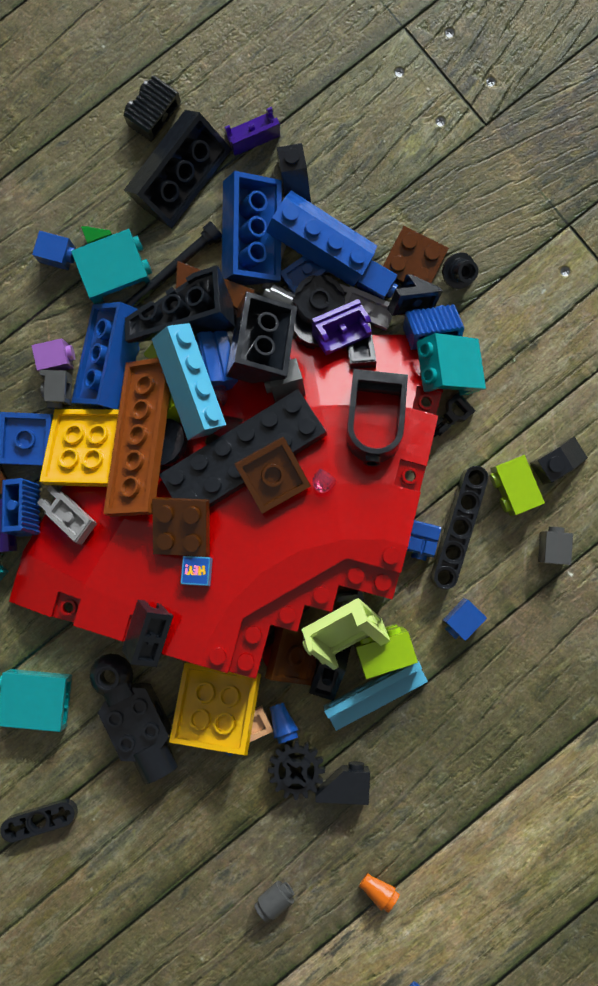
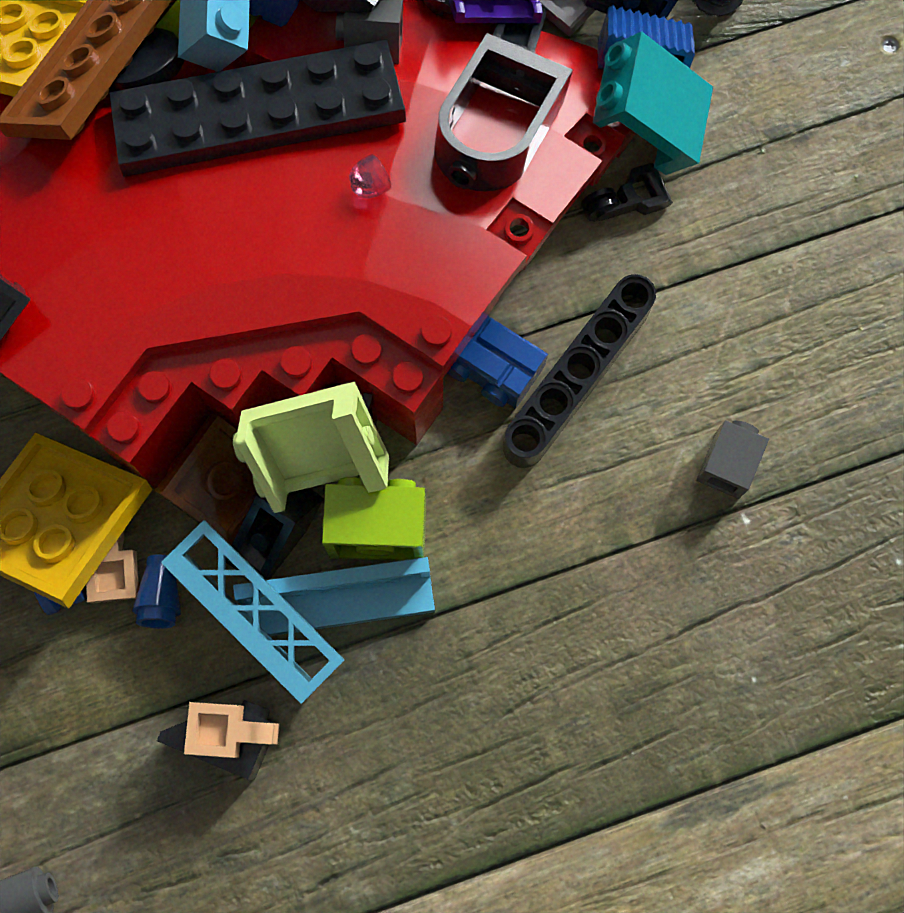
camera: 15 degrees right, 10 degrees down
(181, 526) = (107, 171): reddish brown plate -> none
(196, 571) = (102, 248): tile -> none
(221, 394) = (266, 20): clear pink hinge -> none
(272, 474) = (287, 137): reddish brown plate -> none
(307, 782) = (139, 660): black gear -> none
(336, 727) = (239, 623): none -> medium azure fence
(347, 789) = (220, 729): none -> light nougat plate
(463, 620) = (533, 524): blue brick -> none
(516, 486) = (698, 334): lime brick -> none
(559, 461) = (783, 322): black slope -> none

